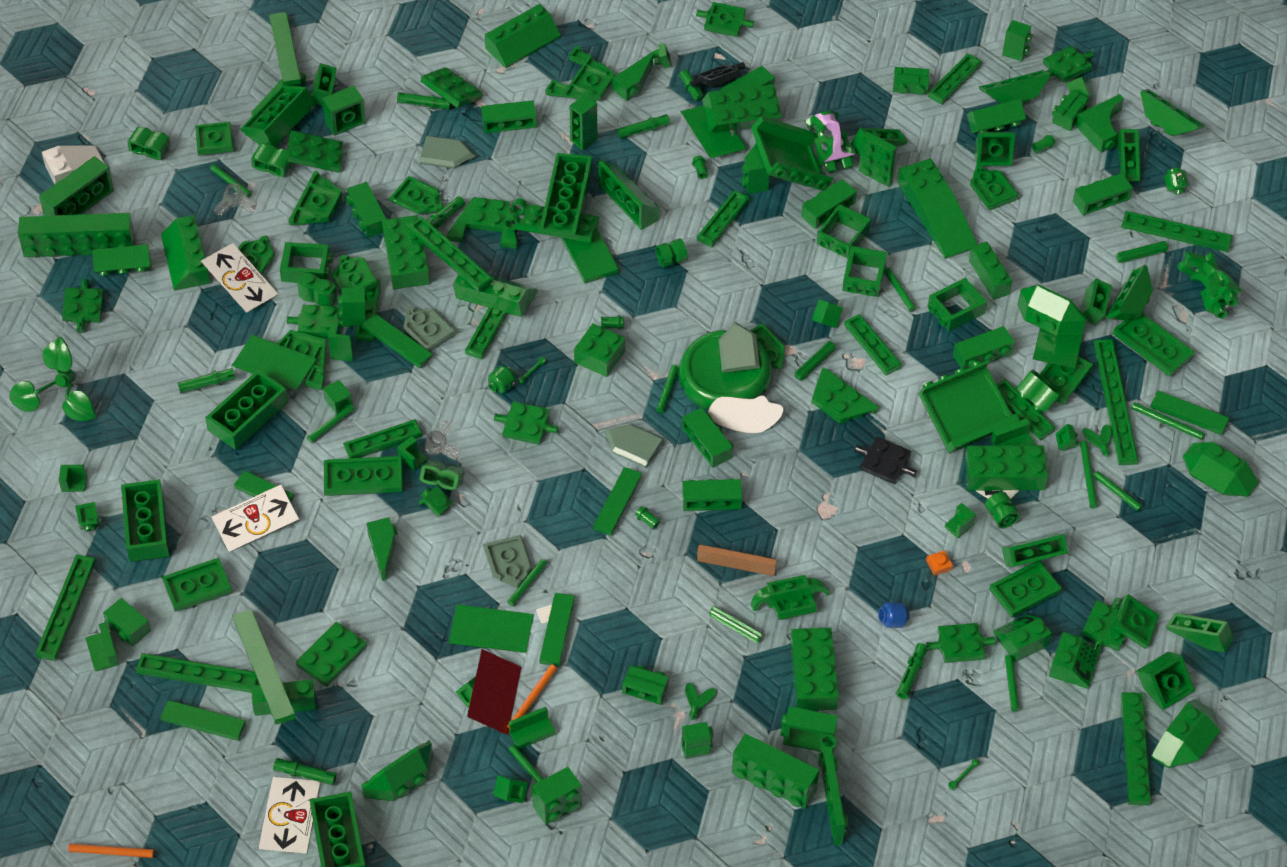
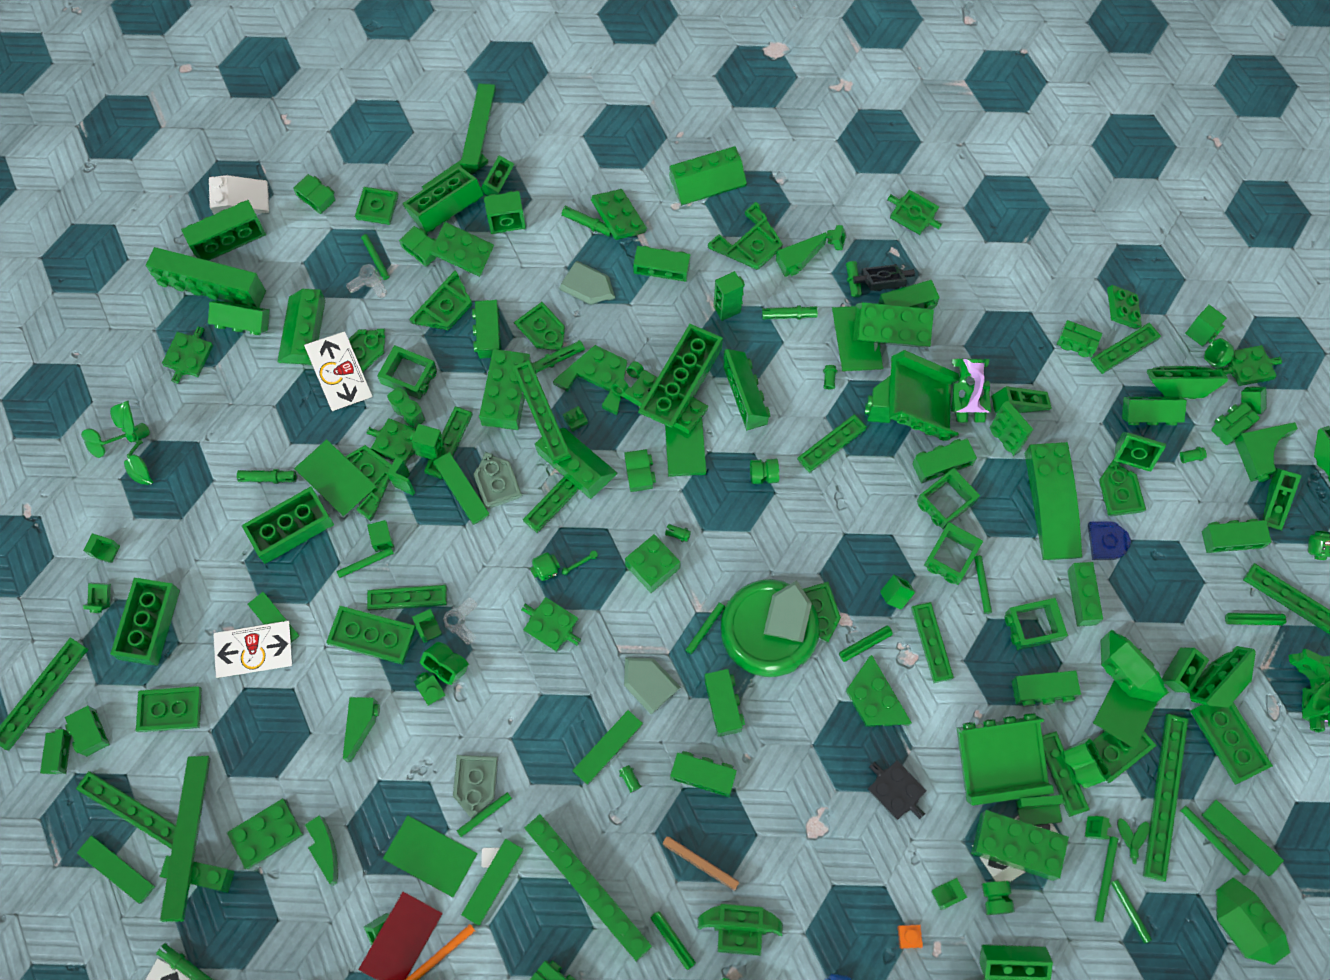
camera: 20 degrees right, 15 degrees up
(354, 274) = (446, 402): green tile -> none
(391, 646) = (324, 848): none -> green slope
(481, 258) = (575, 418): none -> green tile
(556, 283) = (639, 471): none -> green brick
(645, 605) = (588, 888): none -> green brick
(745, 414) = (770, 687): white sticker -> none
(941, 45) = (1124, 307): none -> green plate
(995, 227) = (1108, 540): none -> clear blue tile
(1036, 59) = (1219, 353): none -> green hair

